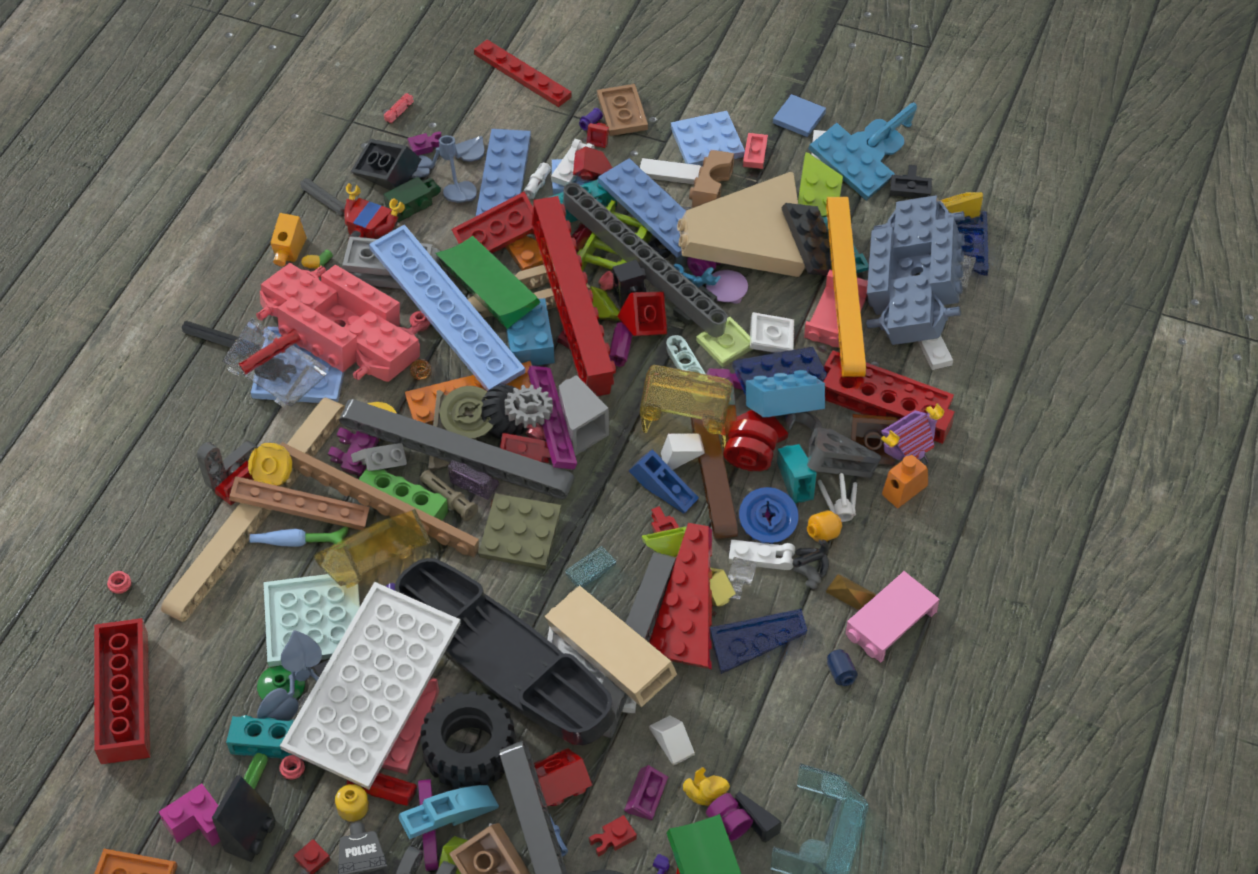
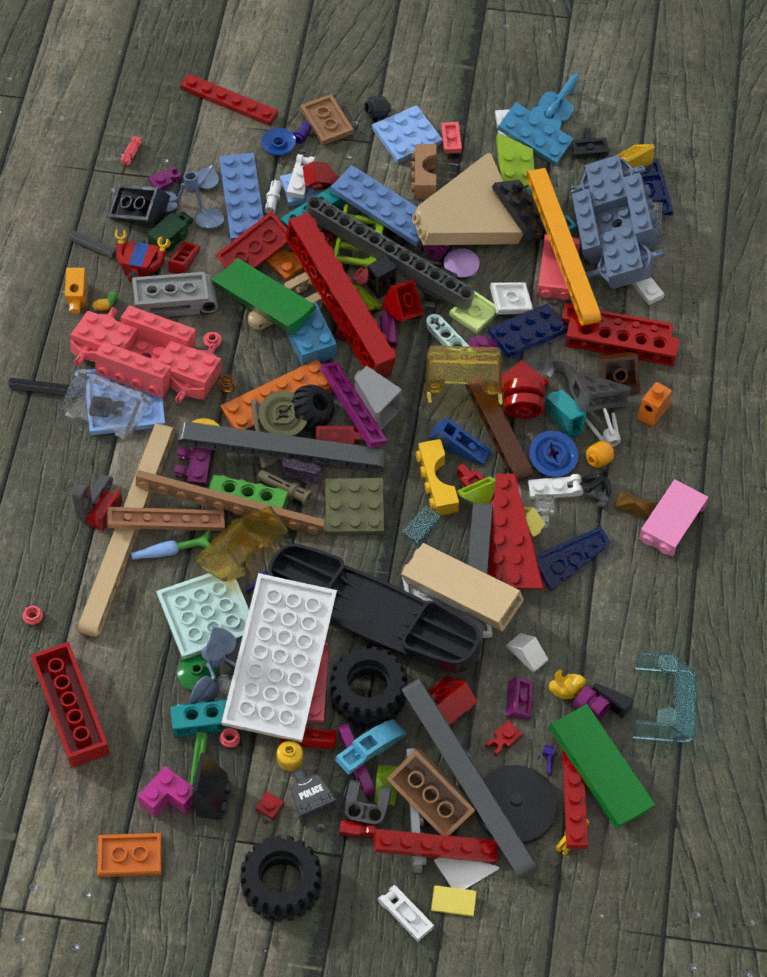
camera: 15 degrees left, 5 degrees up
(270, 464) = (133, 490): yellow tile -> none
(278, 346) = (106, 386): red pin -> none
(381, 457) = (222, 466): light grey bracket -> none
(419, 227) = (182, 259): none -> red slope
(447, 308) = (236, 326): light blue plate -> none
(528, 406) = (334, 399): light grey gear -> none
(536, 432) = (341, 419): coral plate -> none
(560, 123) = (278, 141): none -> blue dish
(598, 134) = (313, 146): red tile -> none
(626, 495) = (443, 496): none -> yellow arch
(670, 171) = (385, 168): white tile -> none
(681, 105) = (377, 107): none -> black head
(681, 449) = (467, 411): white slope -> none
(698, 281) = (445, 259): dark azure piece -> none
(785, 394) = (540, 349): dark azure brick -> none
(799, 115) = (478, 99): medium blue tile -> none
(841, 667) = (645, 567): dark blue brick -> none
(912, 434) = (652, 364): torso -> none

